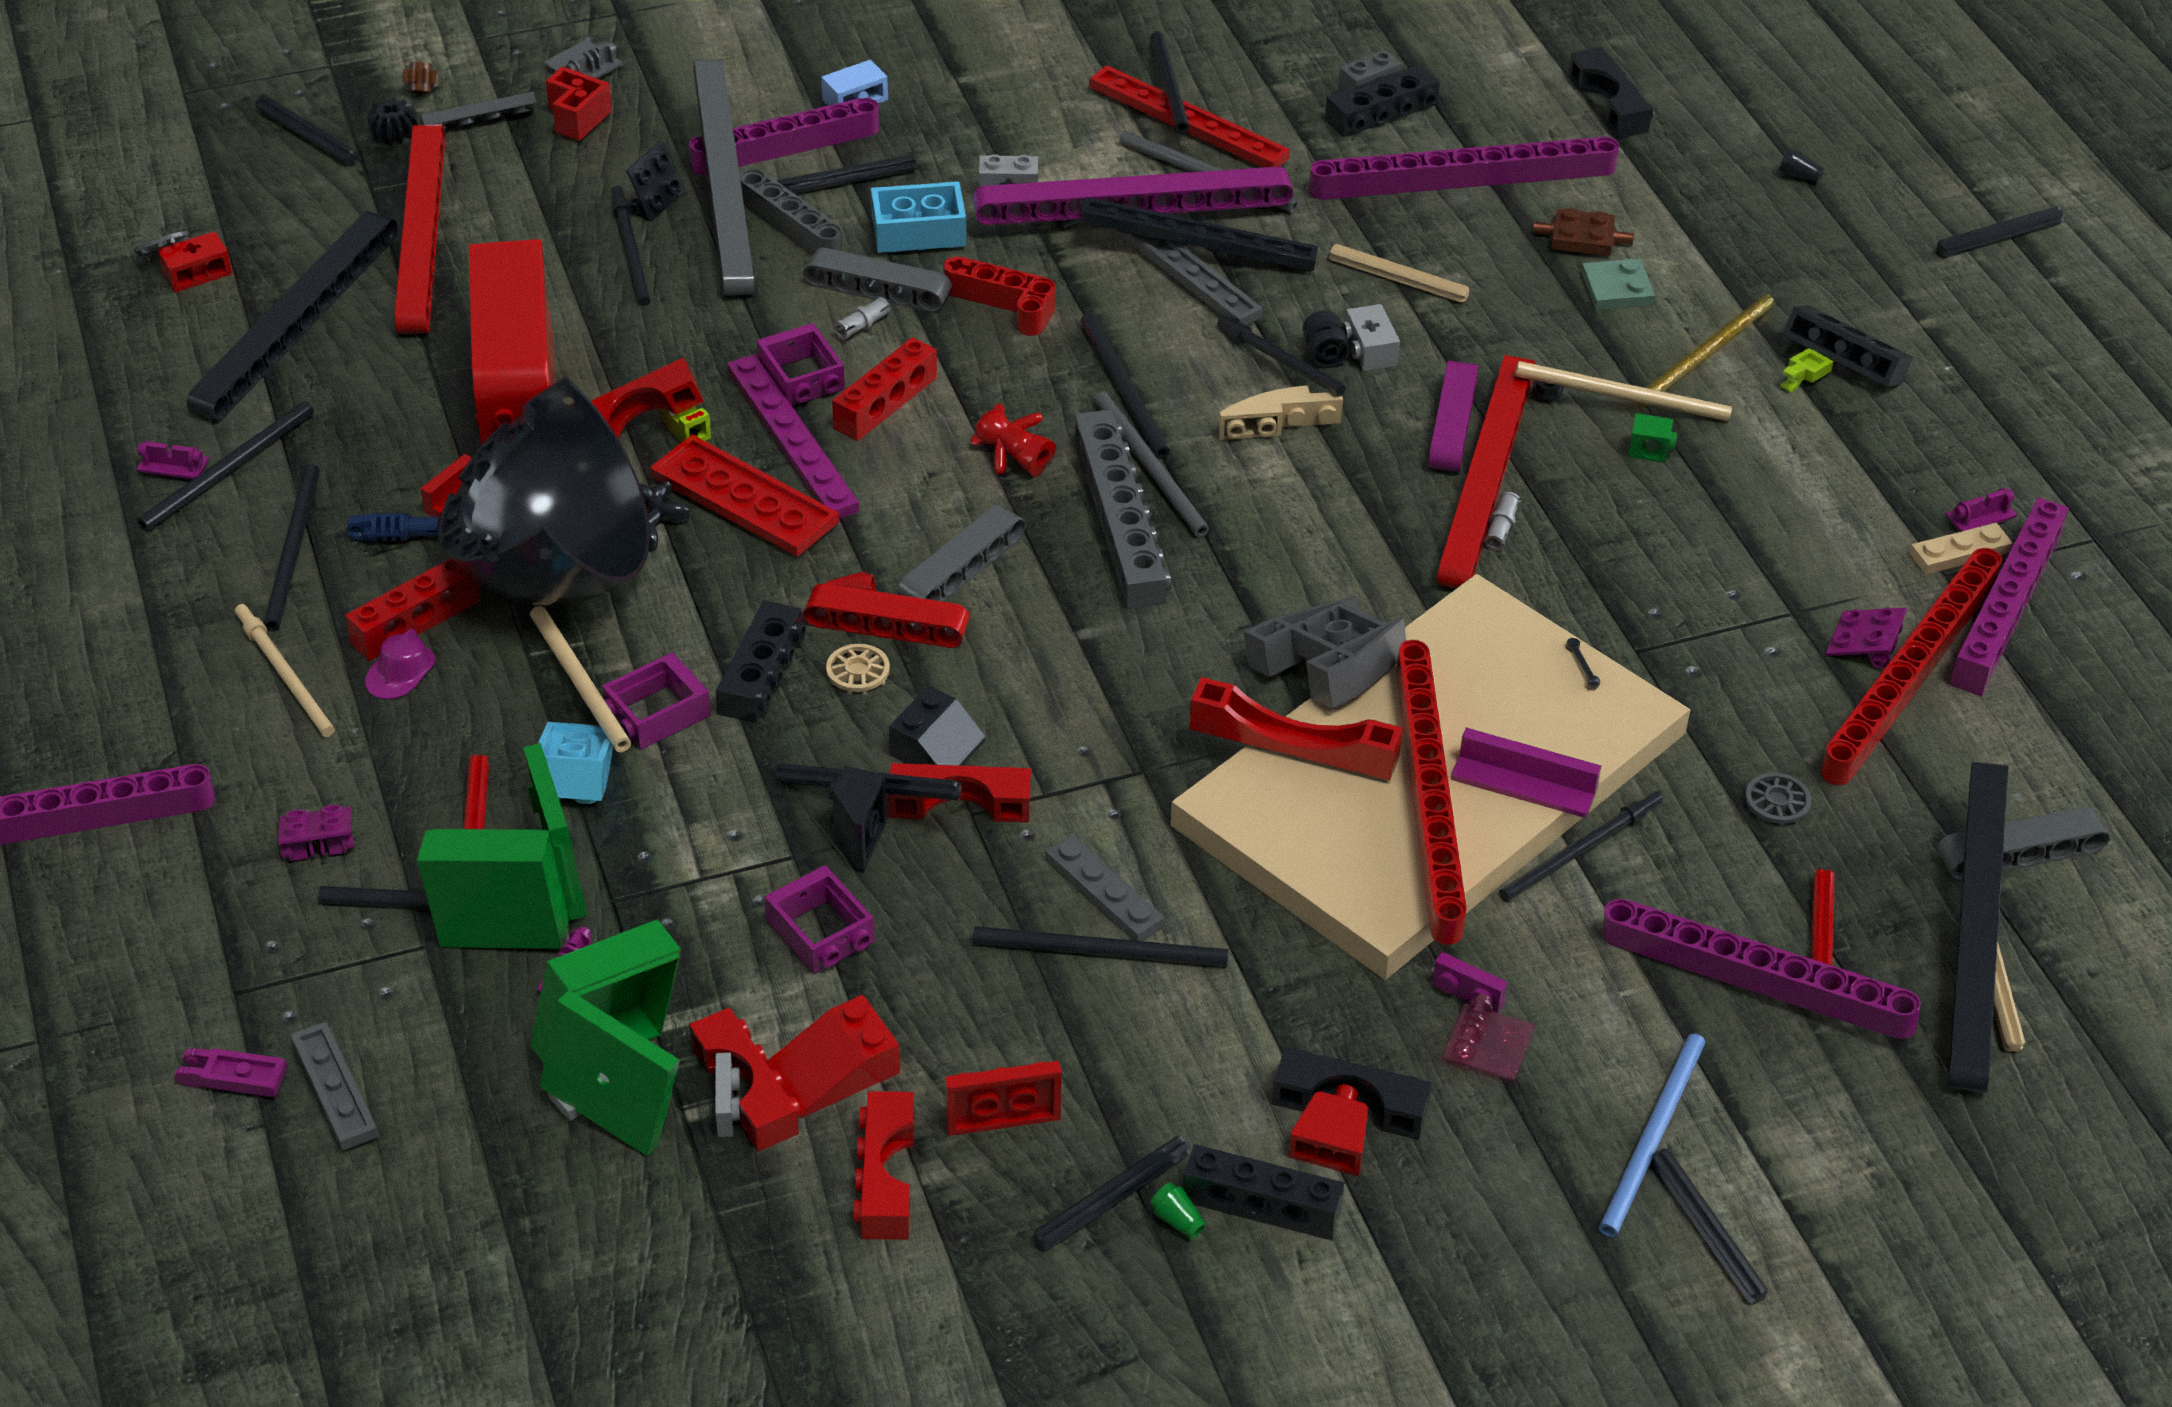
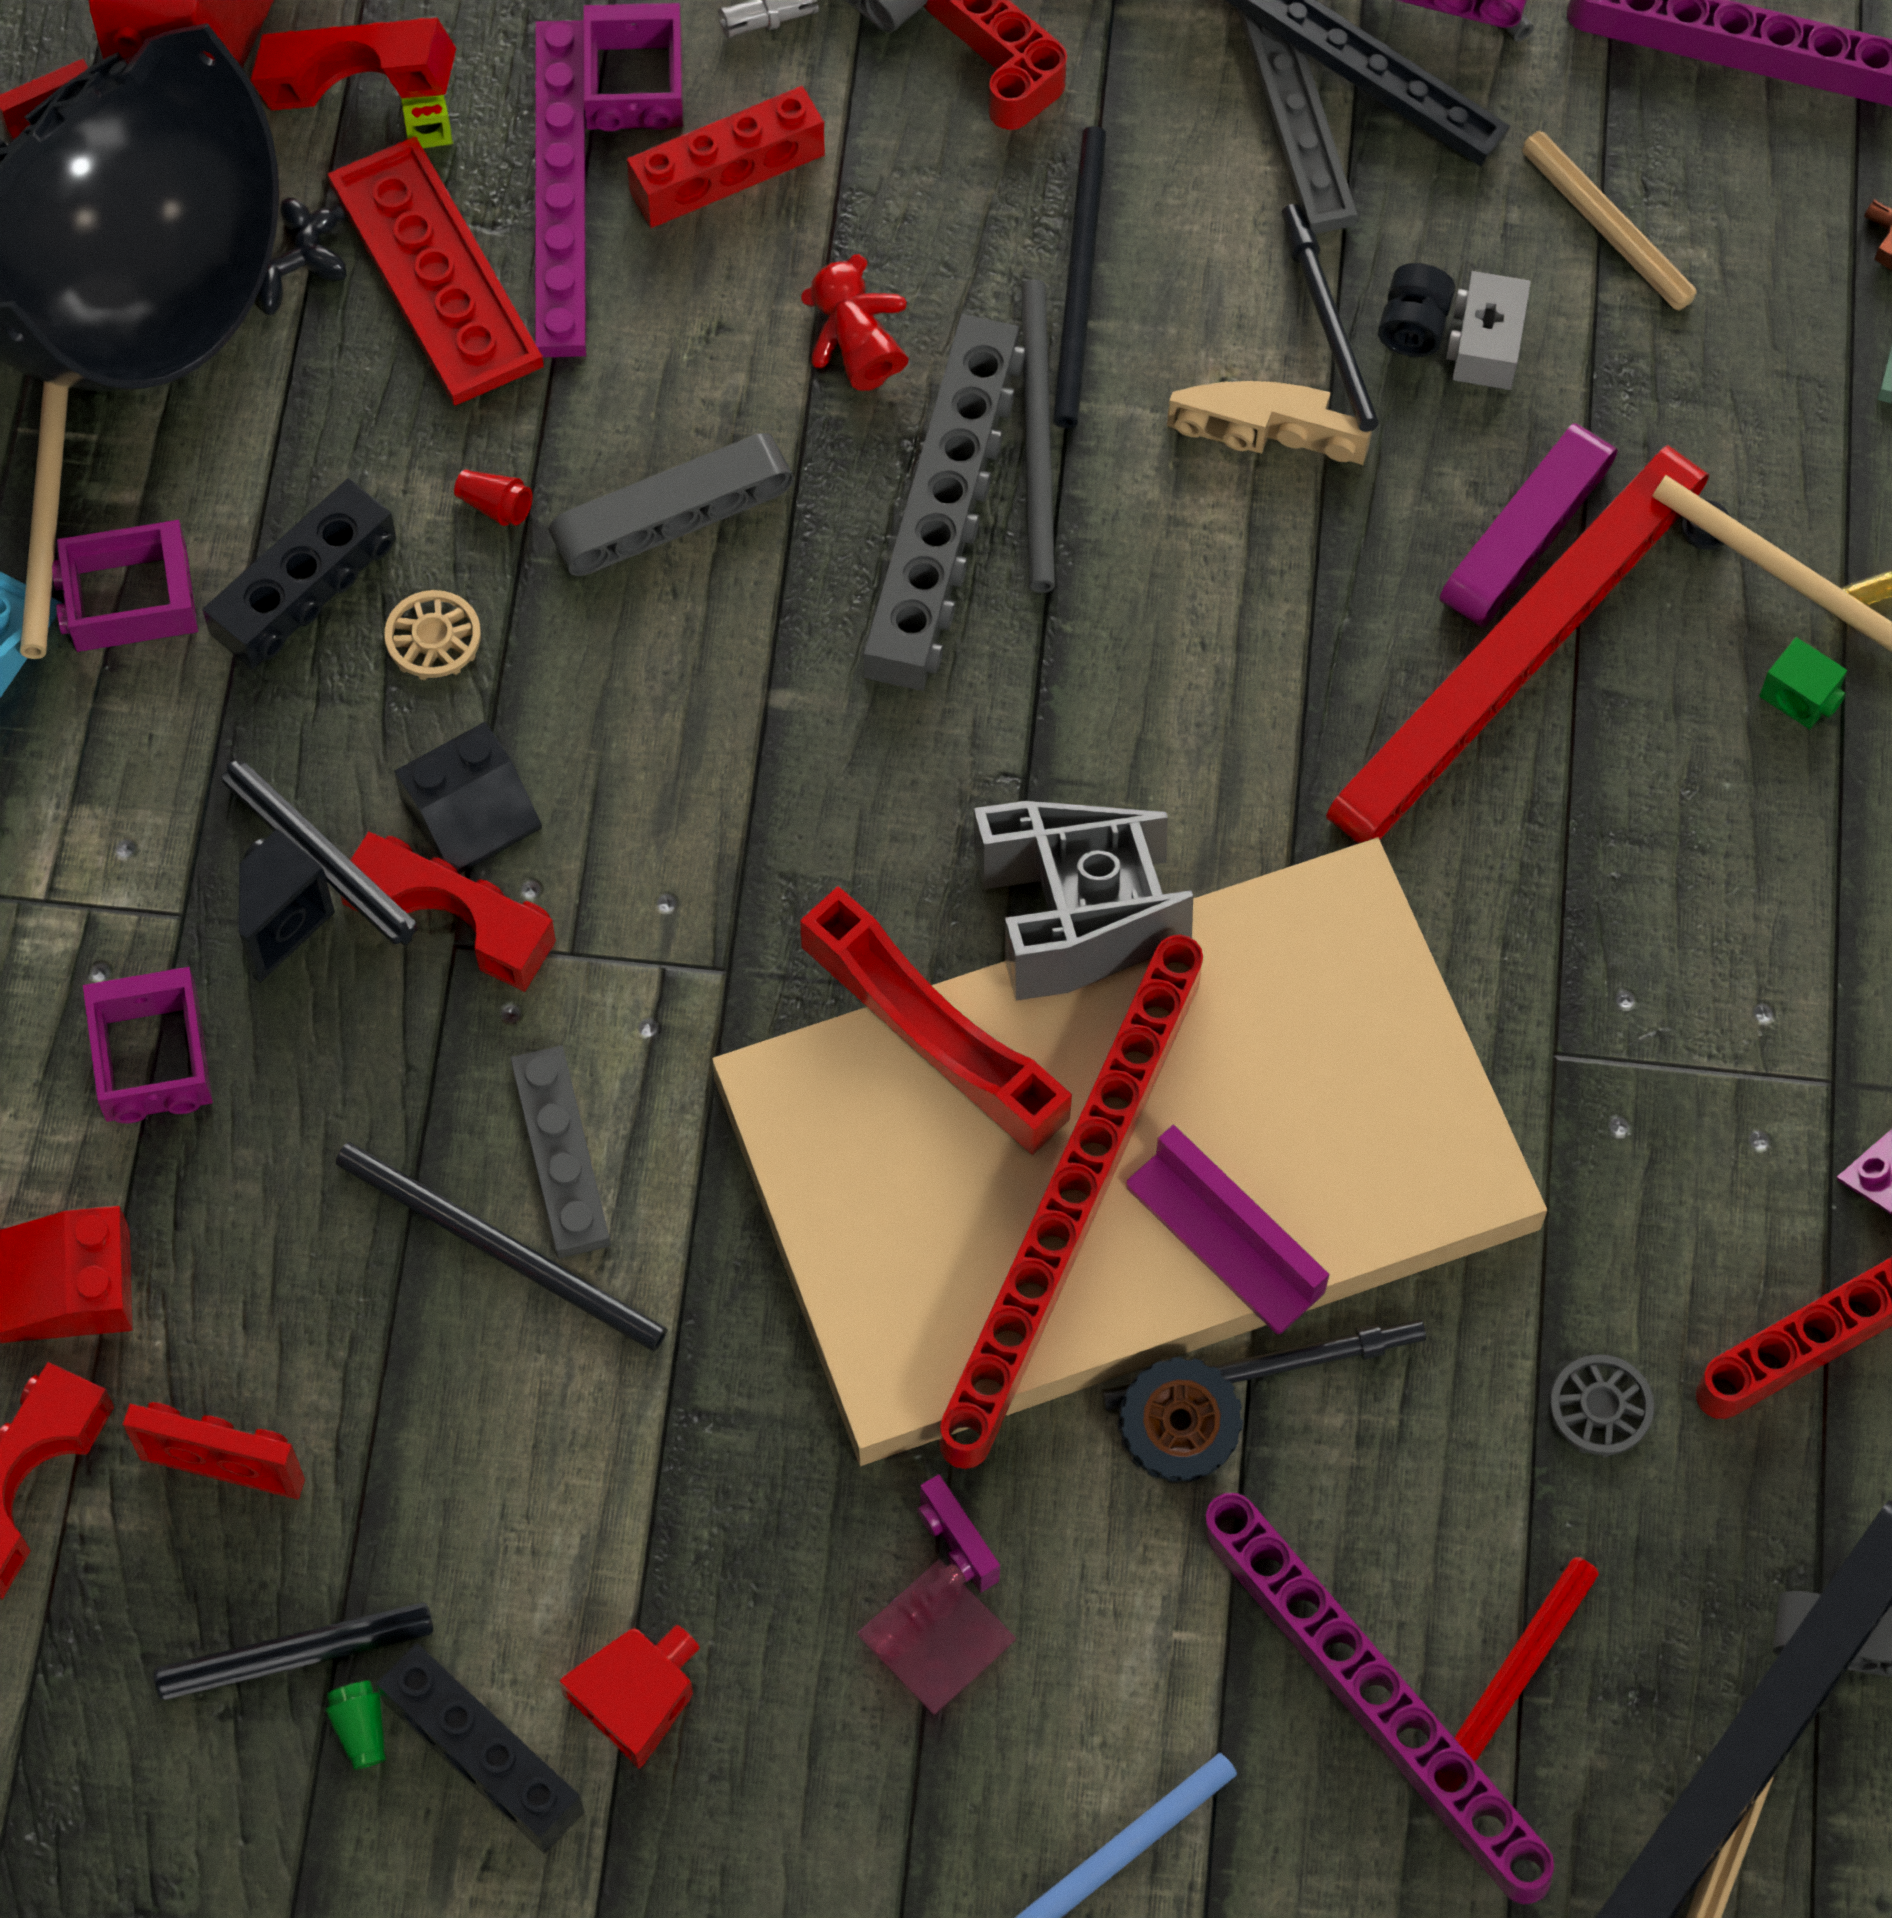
camera: 25 degrees right, 20 degrees up
(886, 615) = (514, 563): red beam -> none
(1396, 1099) = (645, 1594): black arch -> none
(1502, 521) = (1488, 746): light grey pin -> none
(1569, 870) = (1207, 1404): none -> black wheel
(1573, 645) = (1440, 1027): black hinge -> none

